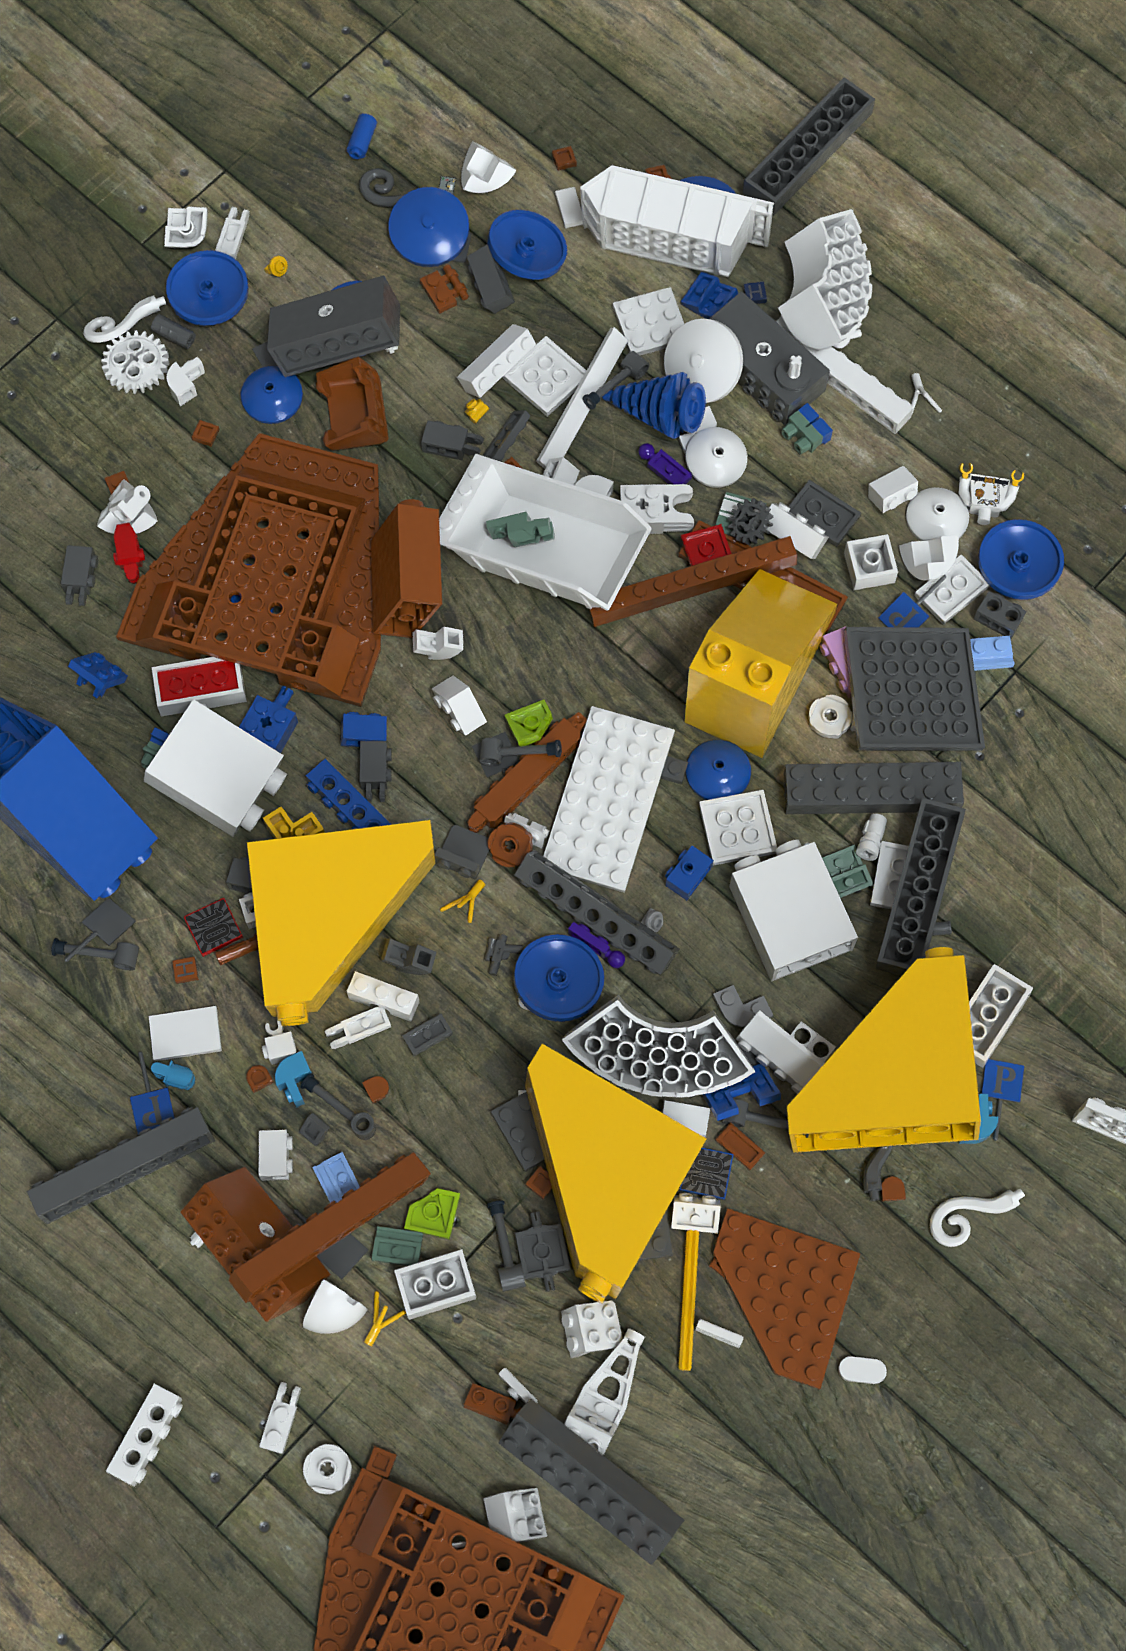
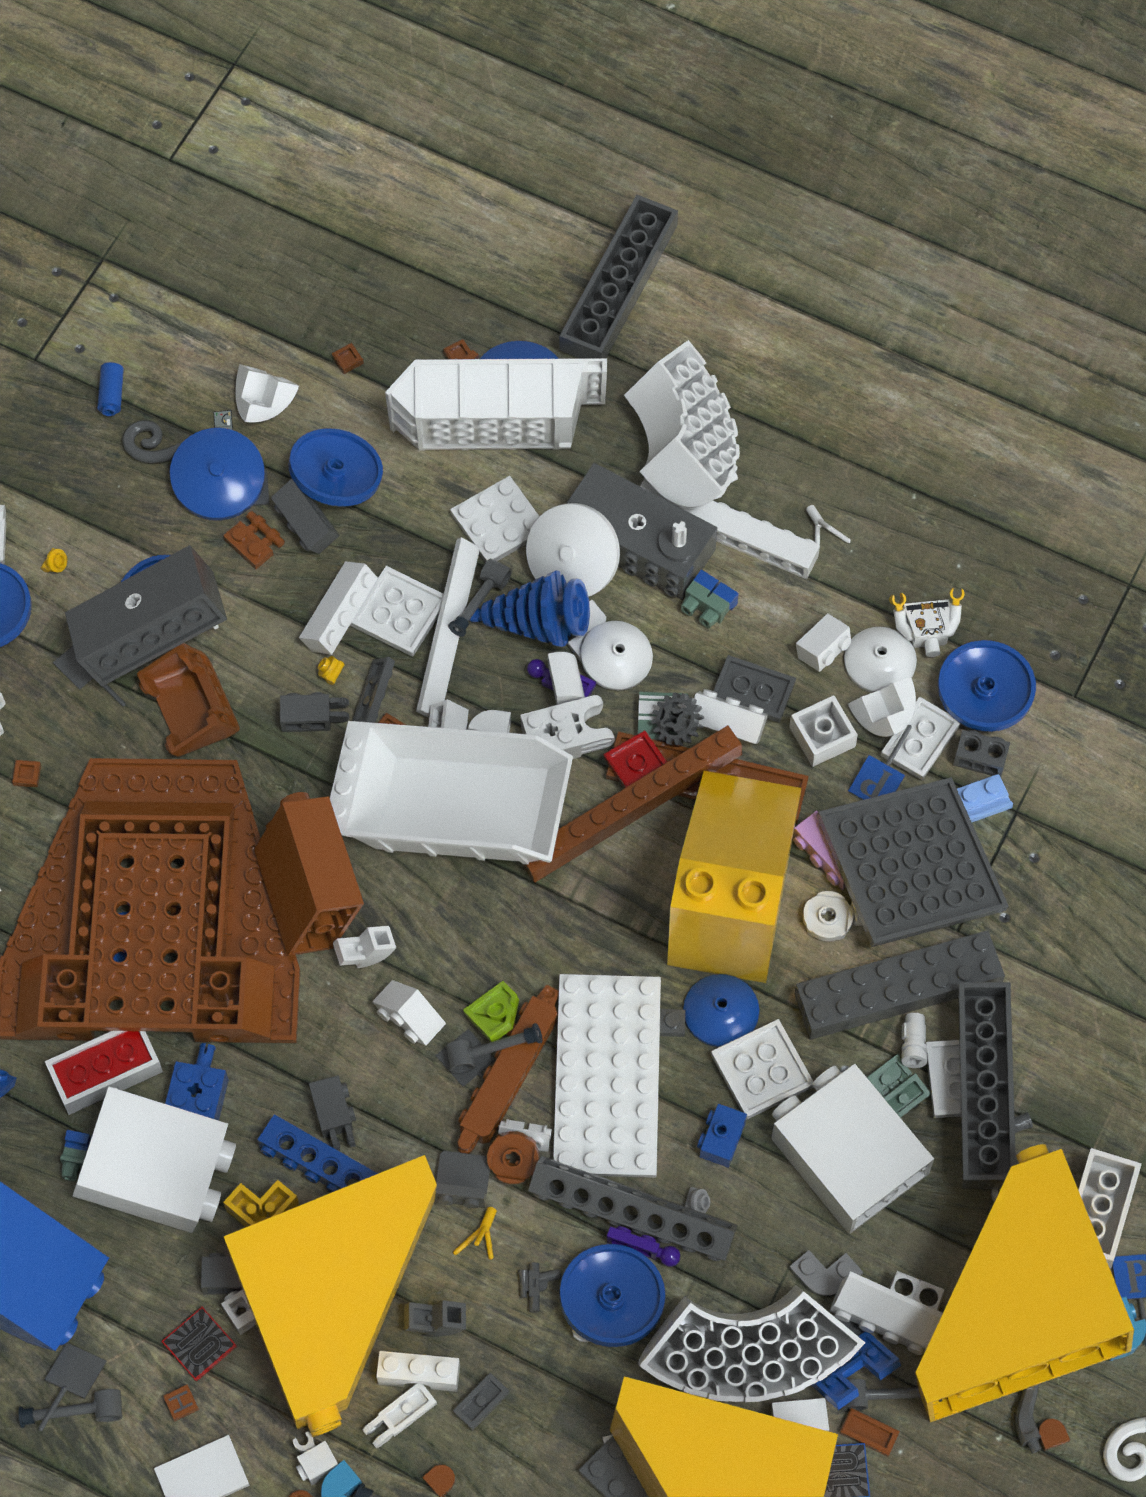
camera: 15 degrees left, 5 degrees down
(237, 950) = (239, 1360): dark orange pin -> none
(275, 404) = (92, 723): blue dish -> none
(362, 728) = (307, 1067): blue brick -> none
(521, 529) = (423, 793): sand green plate -> none
(569, 207) = (369, 412): white tile -> none
(667, 463) = (565, 677): none -> white brick
(708, 295) = (555, 475): blue slope -> none
(756, 292) = (606, 458): dark blue tile -> none

